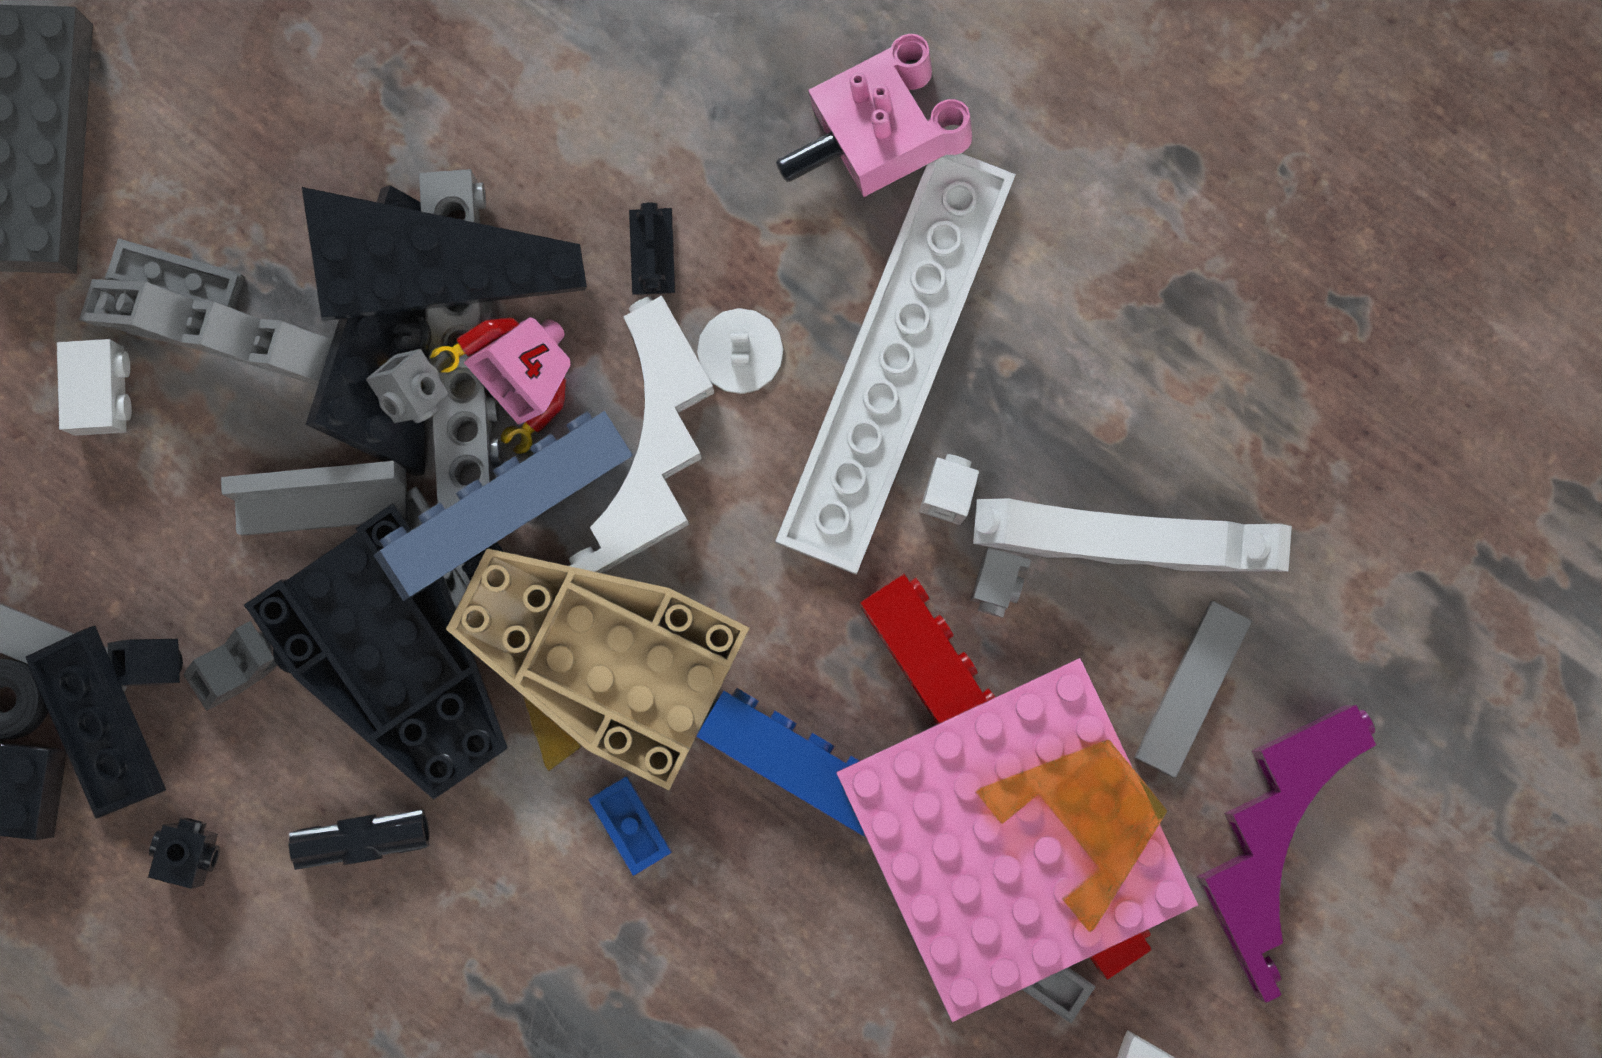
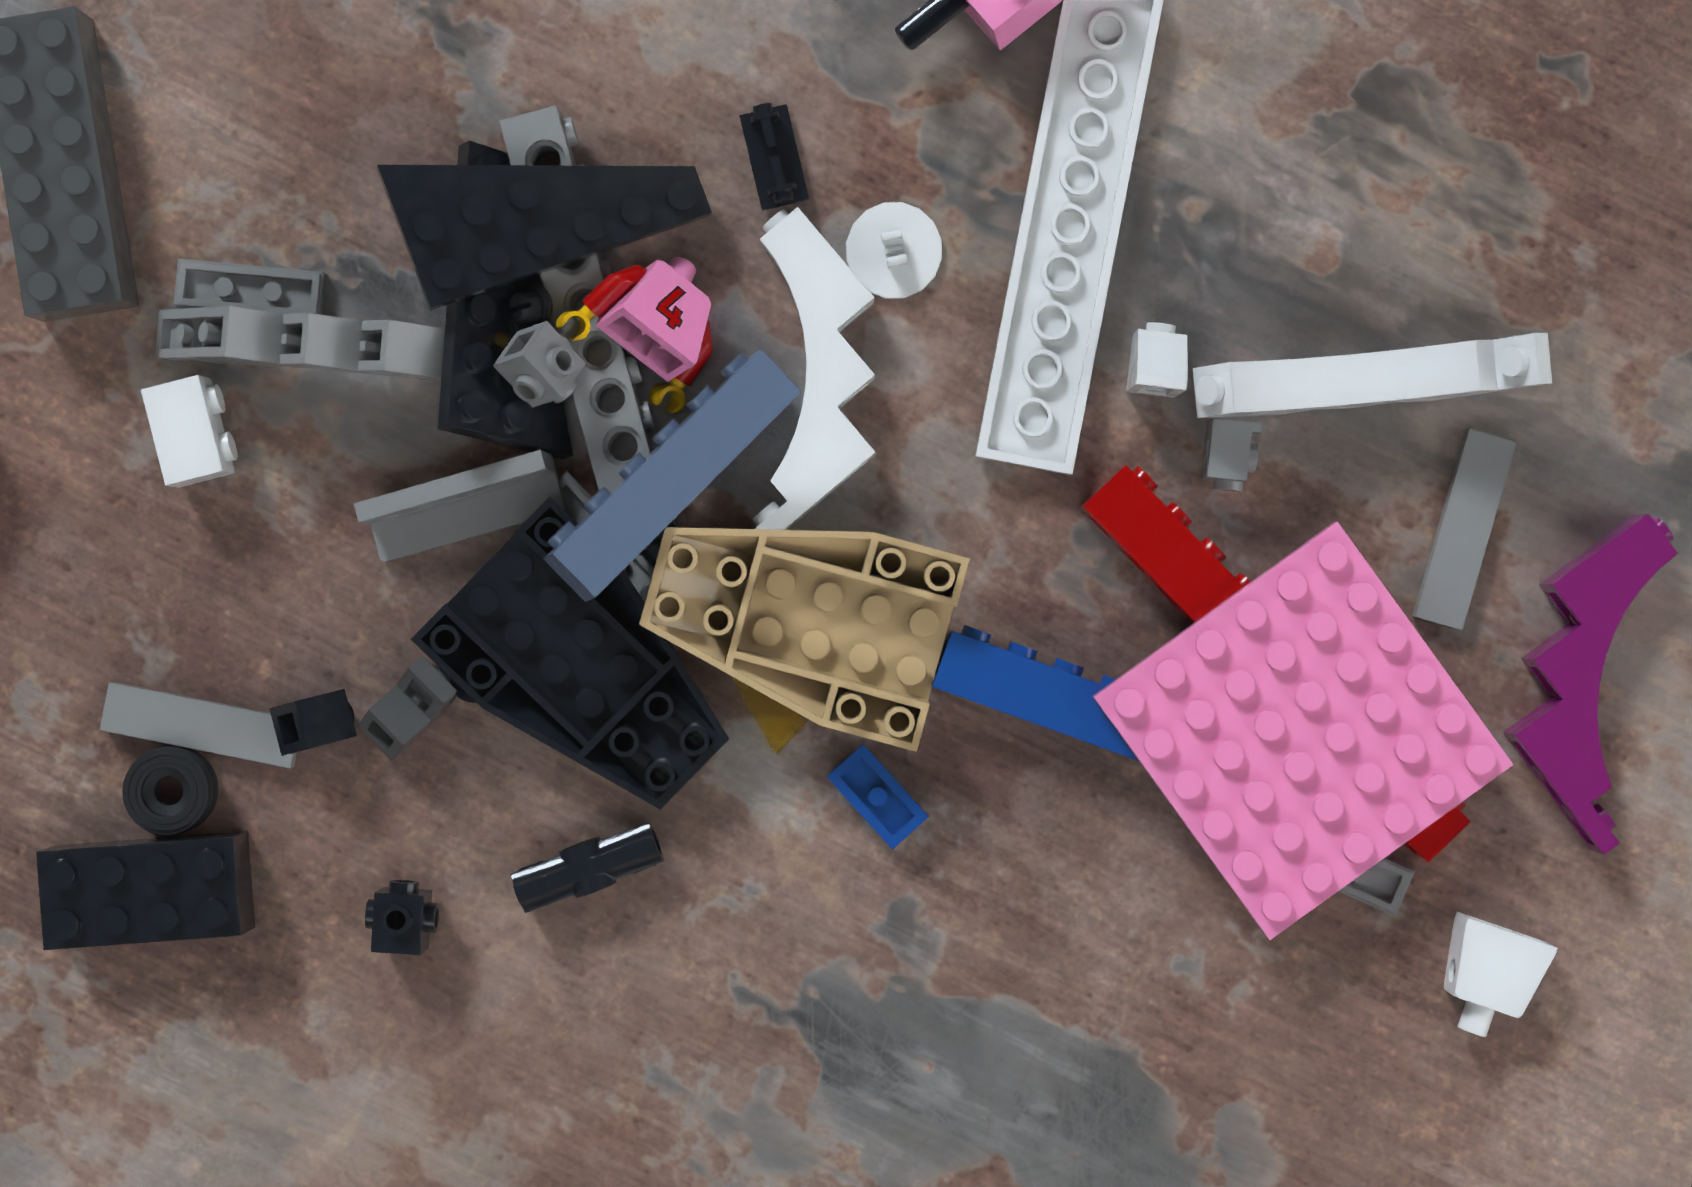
camera: 15 degrees left, 5 degrees up
(95, 722) = (276, 797): black tile -> none
(1101, 808) = (1390, 680): clear yellow wing -> none

